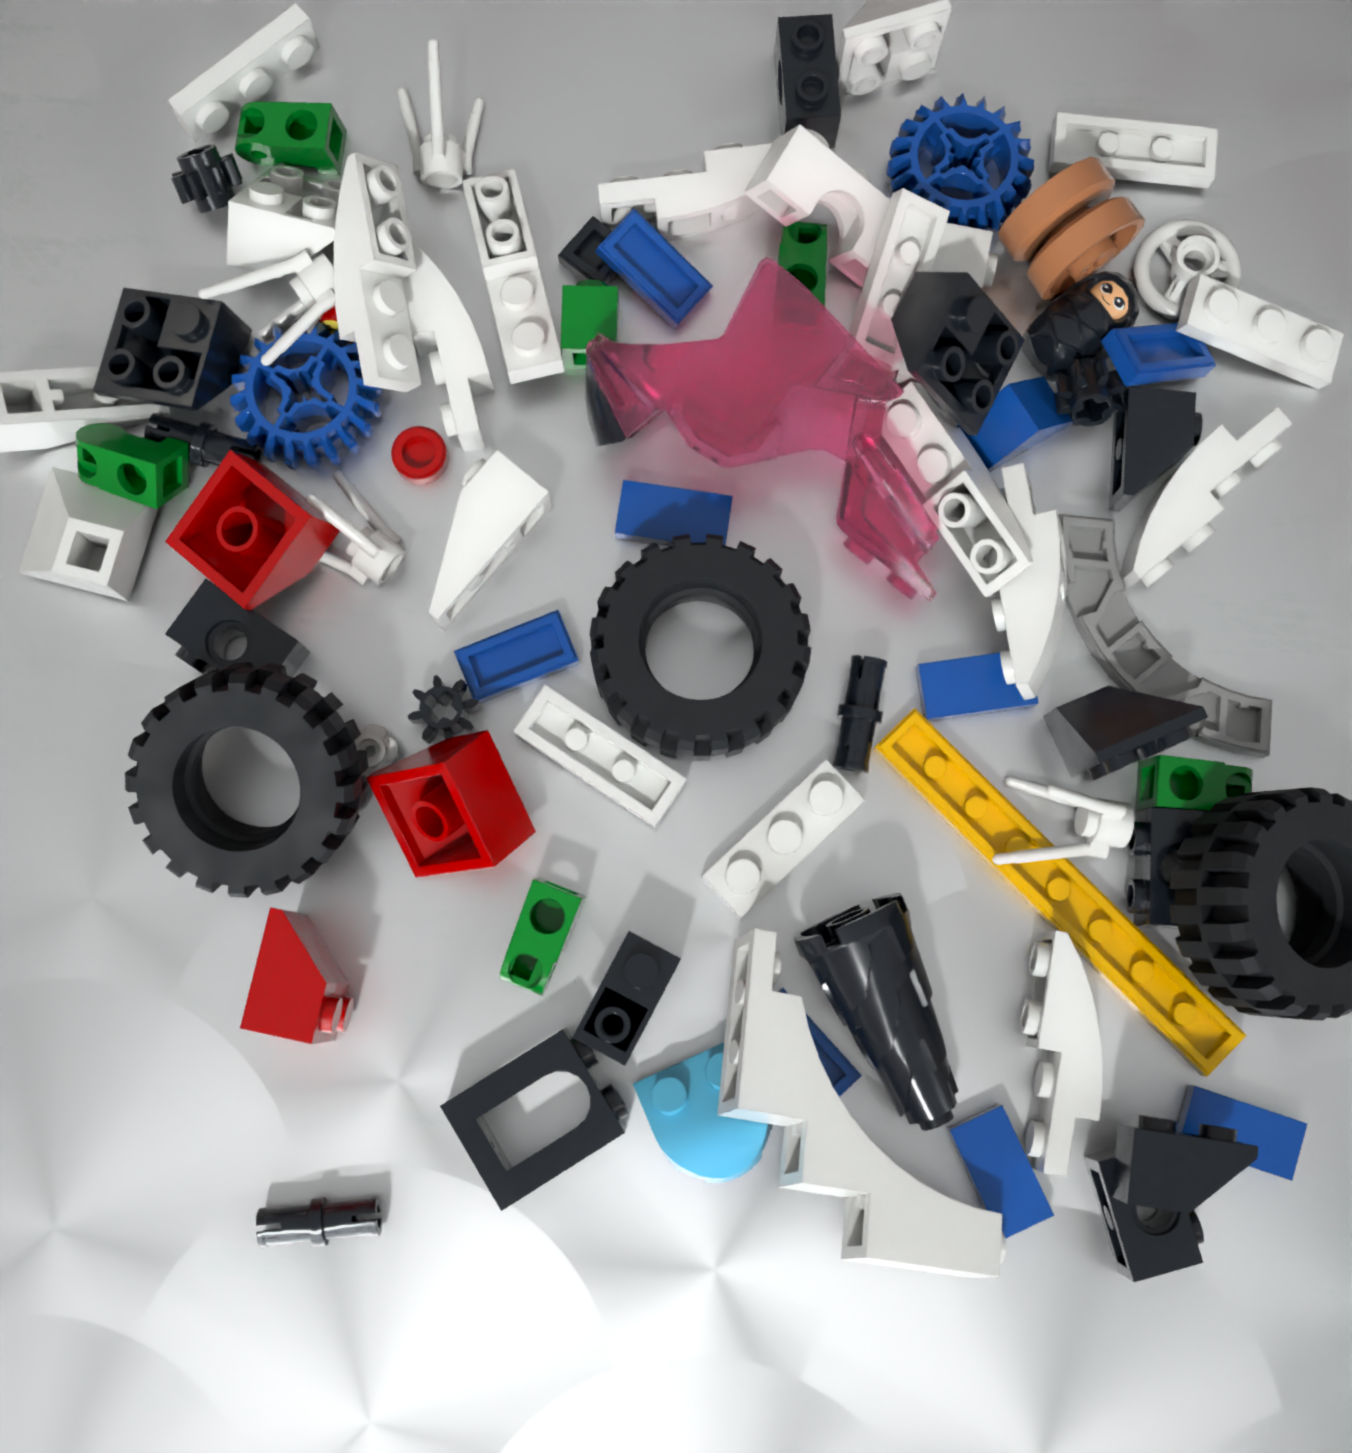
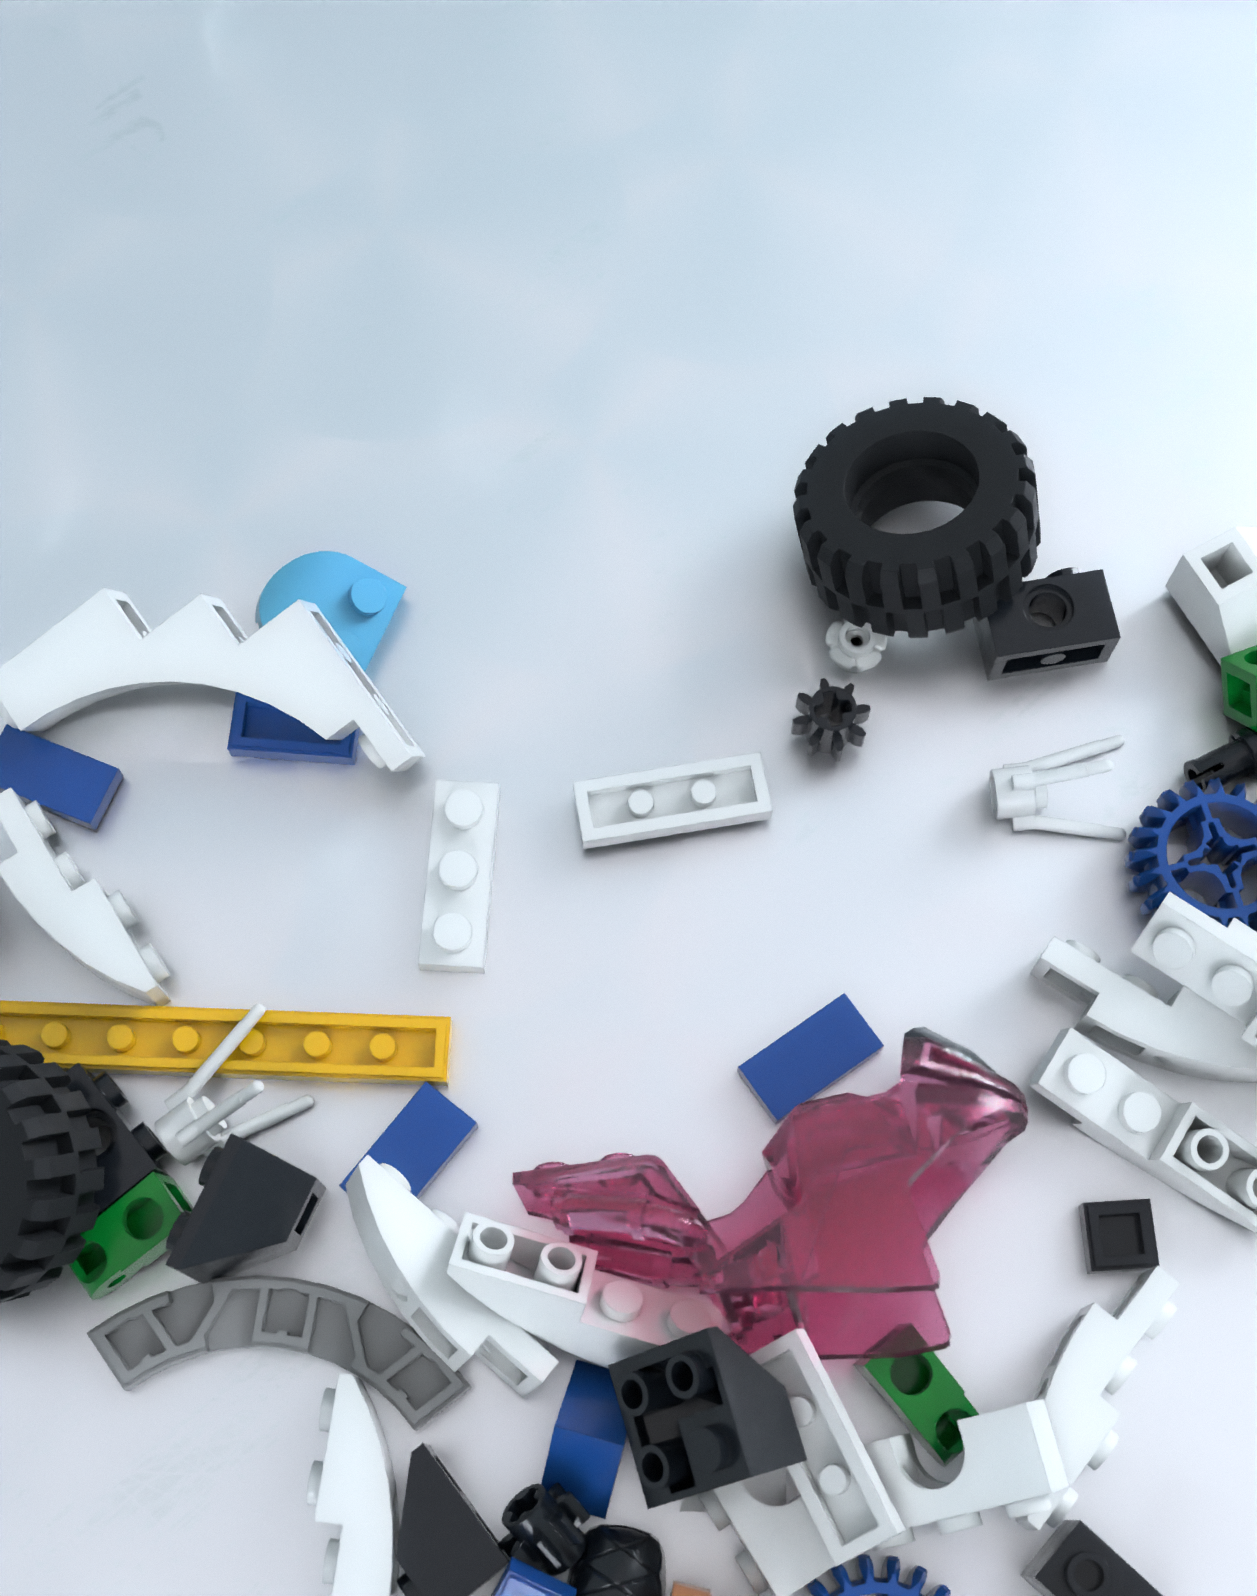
camera: 140 degrees right, 10 degrees down
(251, 532) = (1129, 705): red slope -> none
(296, 984) = (728, 422): red slope -> none
(319, 1222) = (549, 306): black pin -> none
(420, 455) = (1073, 910): red tile -> none
(453, 806) = (744, 651): red slope -> none
(489, 523) = (954, 895): white slope -> none
(517, 657) = (819, 822): blue tile -> none
(540, 935) = (585, 630): green leg -> none
(586, 310) = (1055, 1156): green brick -> none
(598, 1129) = (472, 445): black panel -> none
(626, 998) = (469, 637): black slope -> none
(653, 268) = (1054, 1266): blue tile -> none
(710, 575) = (686, 866): black tyre -> none
(860, 713) = (488, 1032): black pin -> none
(884, 998) = (275, 816): black cone -> none

